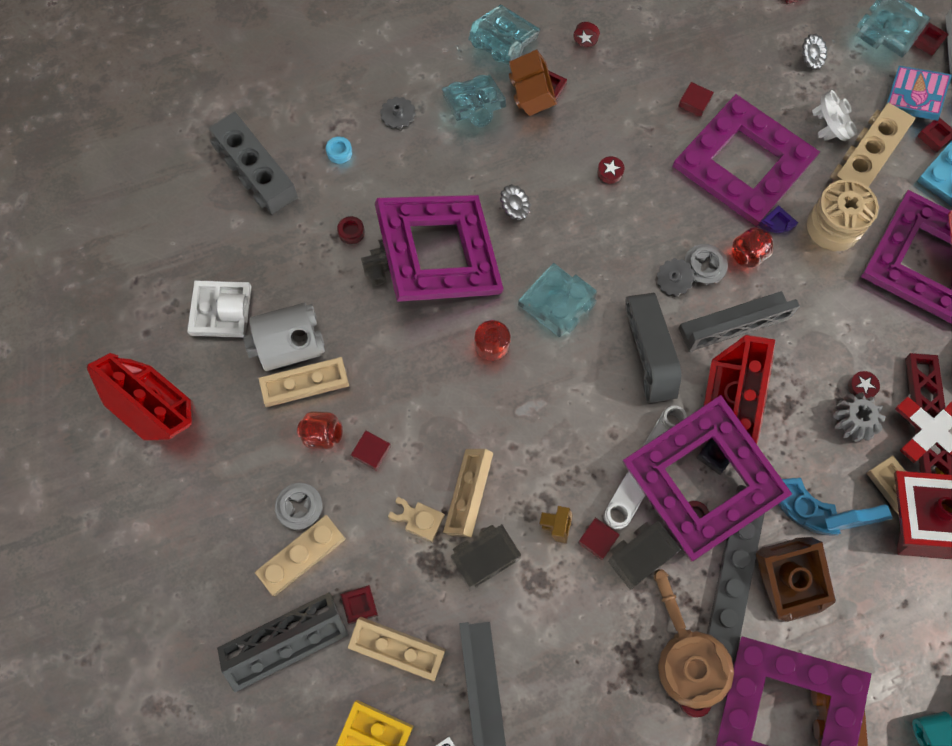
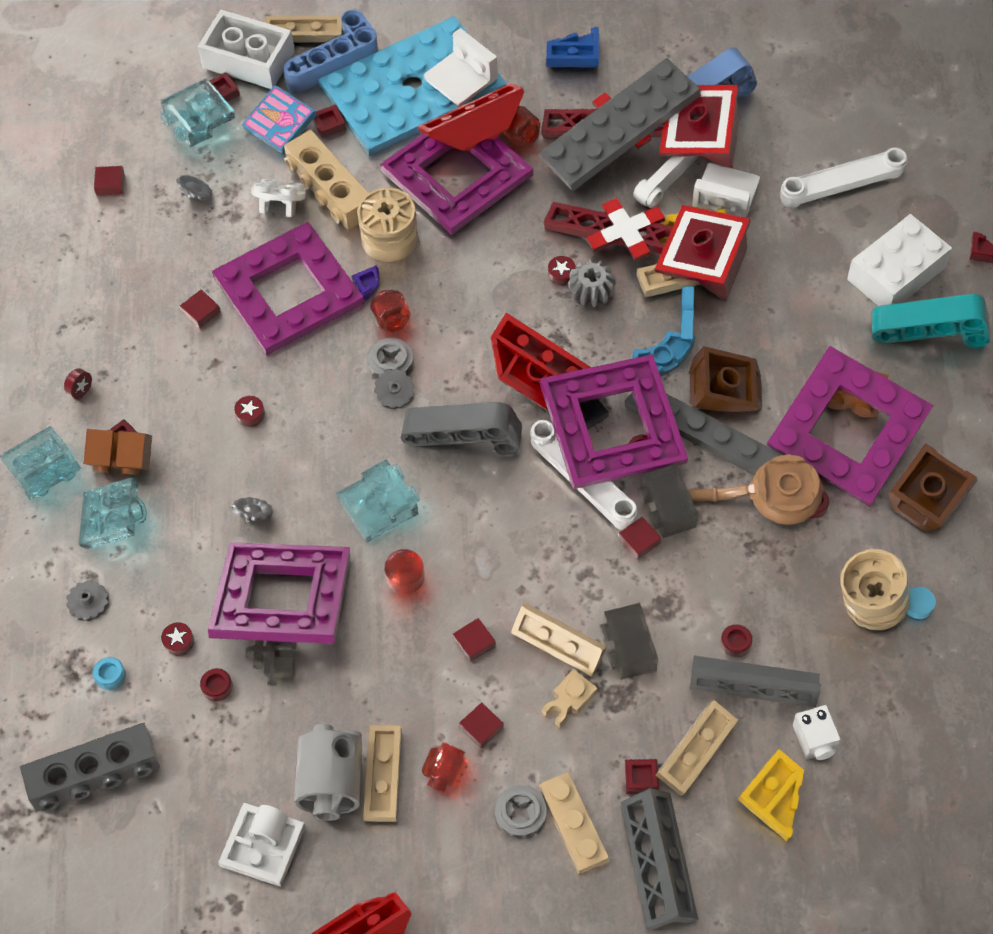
camera: 70 degrees left, 10 degrees down
(382, 186) = (177, 638): none -> dark red tile
(450, 420) = (474, 639): none -> dark red tile
(520, 659) = (736, 640): none -> dark red tile
(557, 523) = (615, 566): pearl gold tile -> none
(737, 320) = (459, 351): dark grey fence -> none

